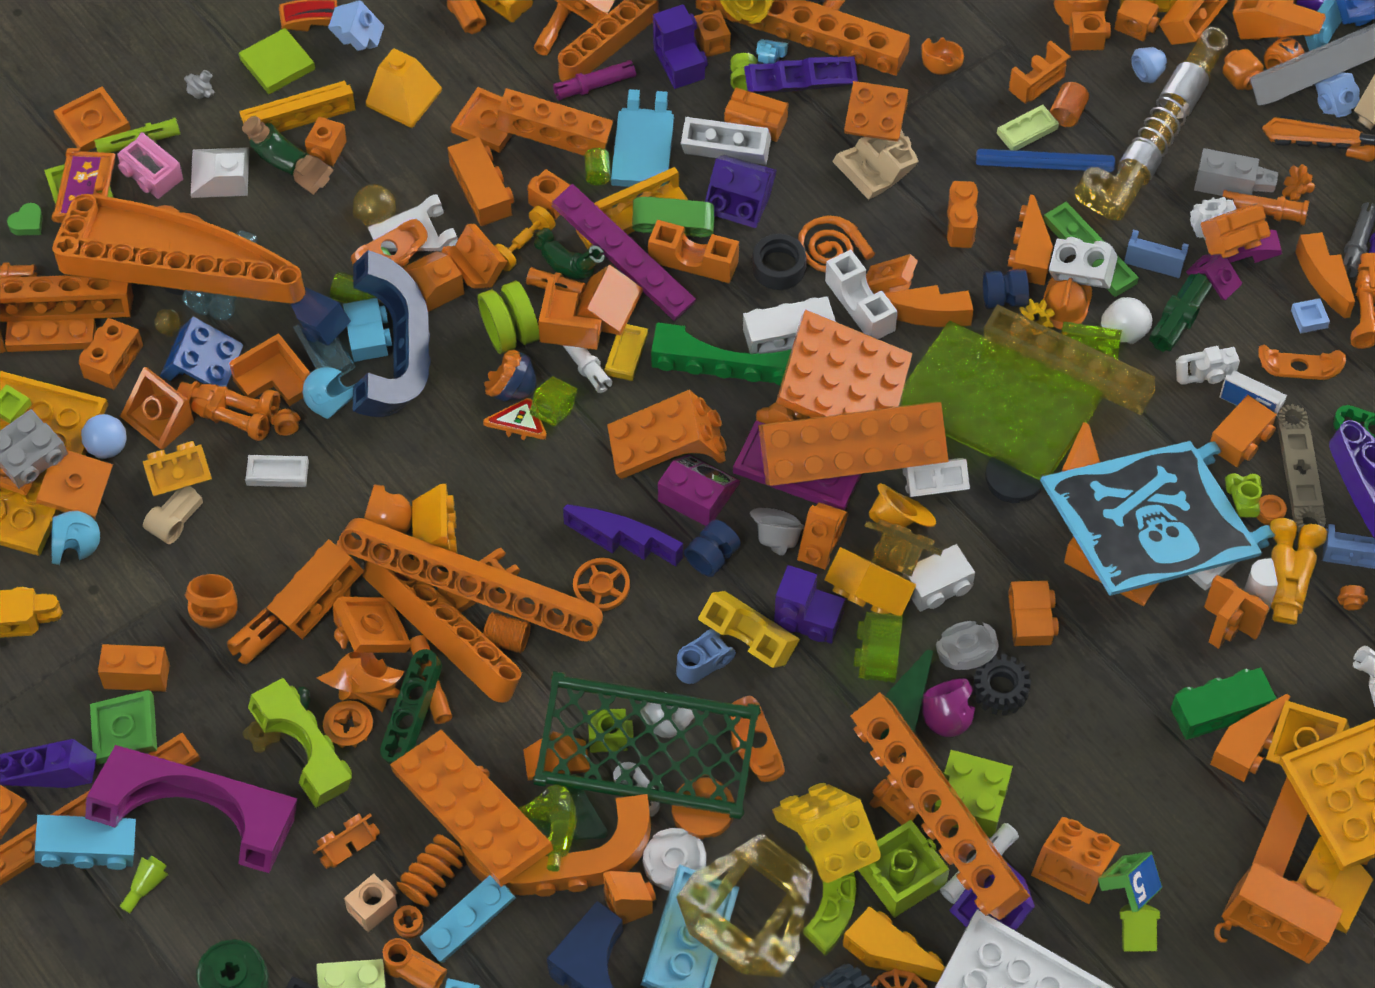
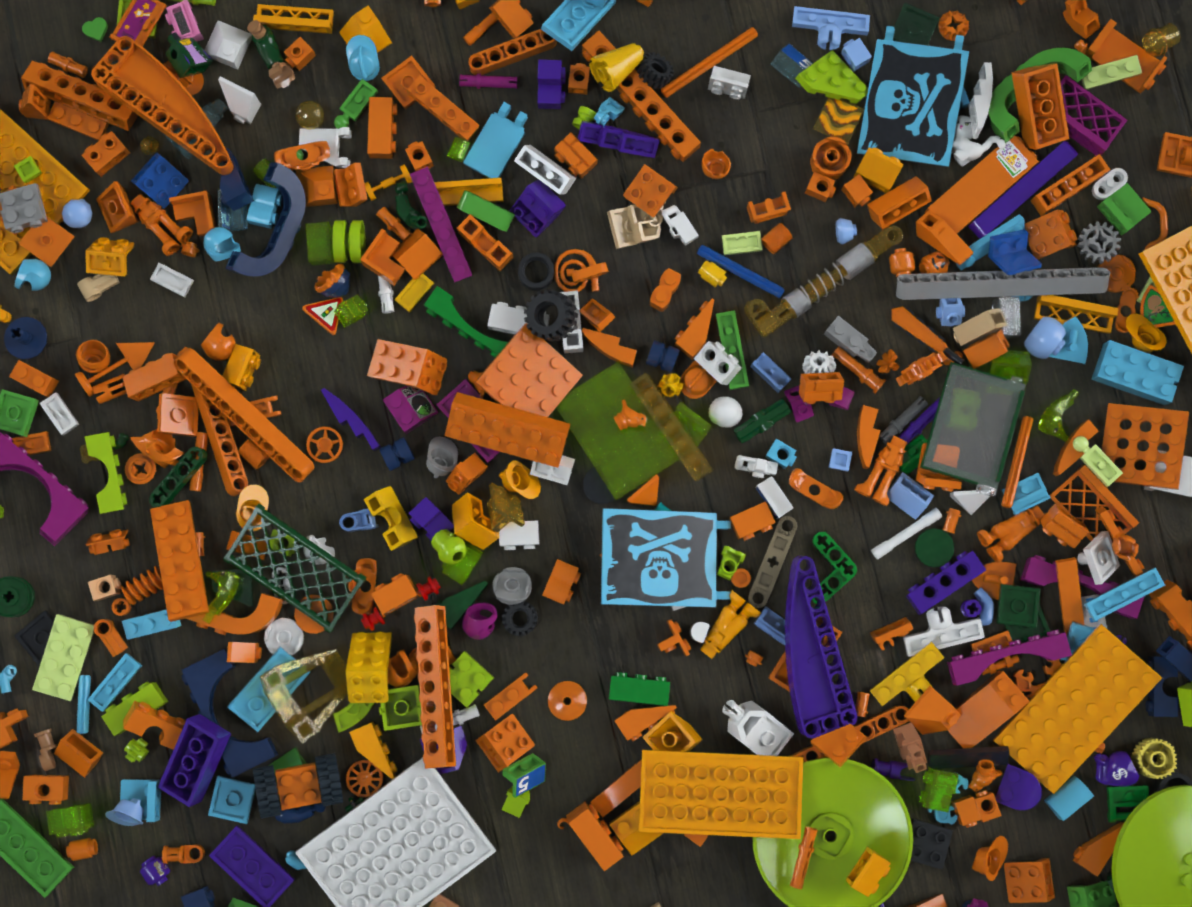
camera: 25 degrees right, 25 degrees up
(95, 621) = (25, 338): none -> dark blue piece
(174, 193) = (187, 56): none -> dark green torso
(192, 700) = (59, 414): none -> white plate
(265, 582) = (133, 352): none -> orange piece
(270, 216) = (240, 101): none -> white slope
(414, 113) = (362, 58): none -> medium azure piece
(430, 168) = (355, 104): none -> bright green plate
(467, 342) = (319, 243): none -> clear neon green brick
(534, 692) = (247, 500): none -> light orange piece
(813, 721) = (395, 595): none -> orange brick
(826, 264) = (536, 312): none -> black tyre
(852, 229) = (589, 272): none -> orange beam
(855, 621) = (449, 548): none -> lime piece
(880, 823) = (400, 670): none -> orange helmet
(939, 138) = (680, 224): none -> white piece
(1007, 367) = (629, 418): none -> orange animal
(1012, 174) = (712, 274): none -> yellow brick
(1045, 798) = (509, 697): none -> orange hinge
(1129, 779) = (575, 693): none -> orange dish
(1236, 329) = (772, 454): none -> medium azure brick
(1346, 162) = (921, 368): none -> orange gear

